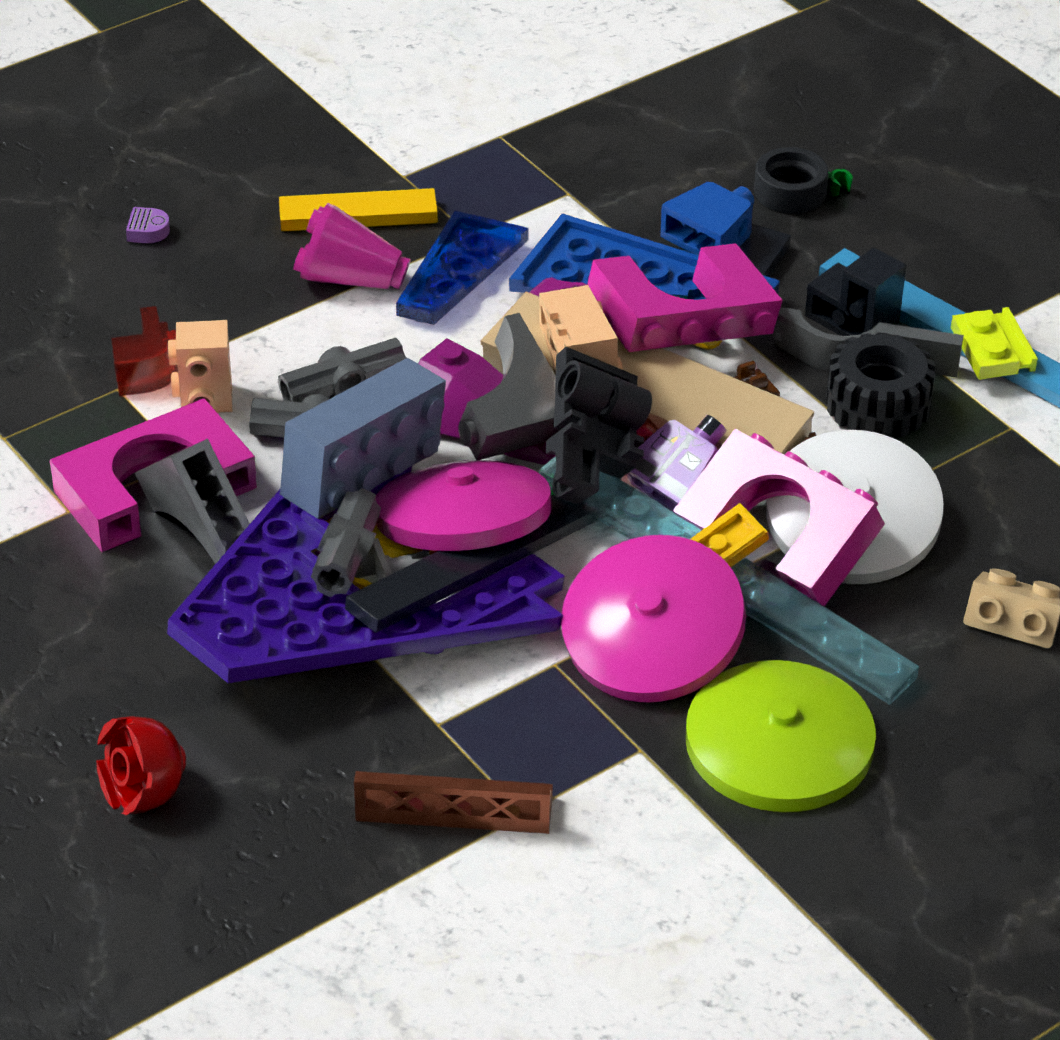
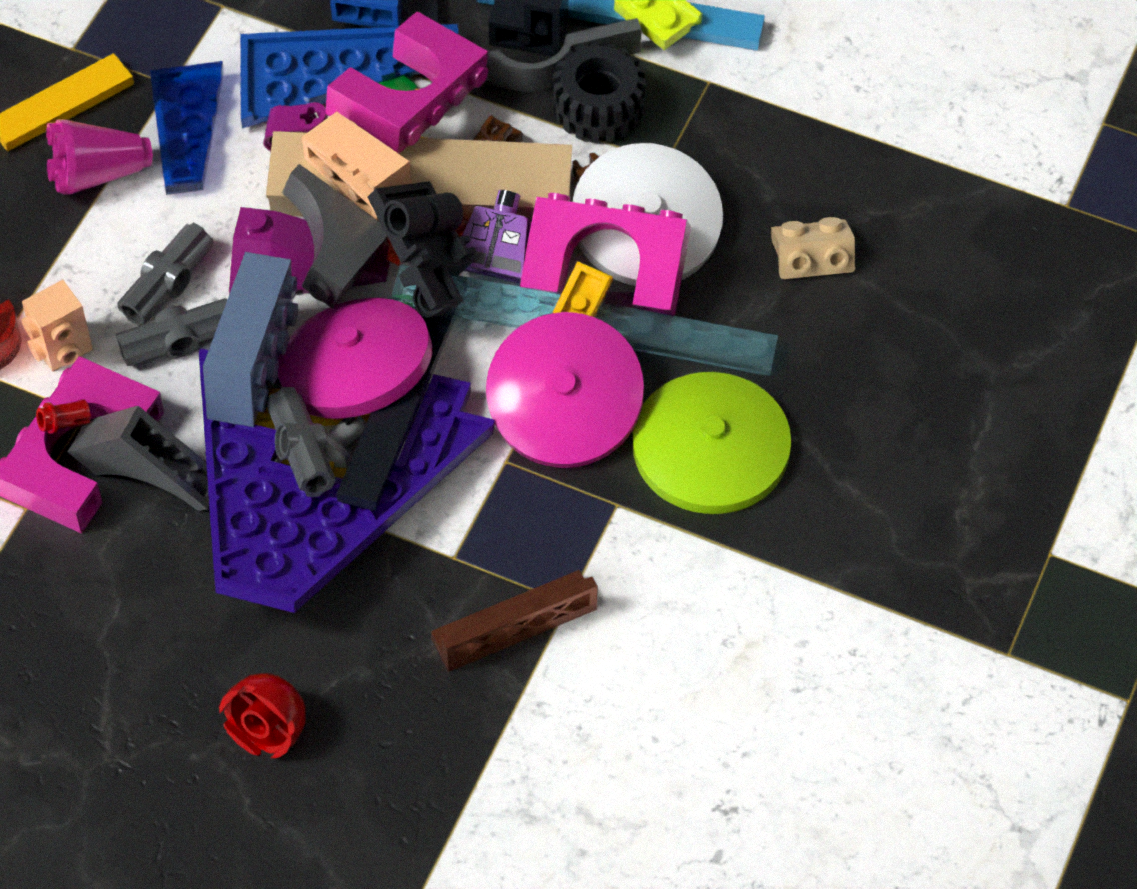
camera: 30 degrees left, 15 degrees up
(147, 434) = (54, 417): none -> red pin

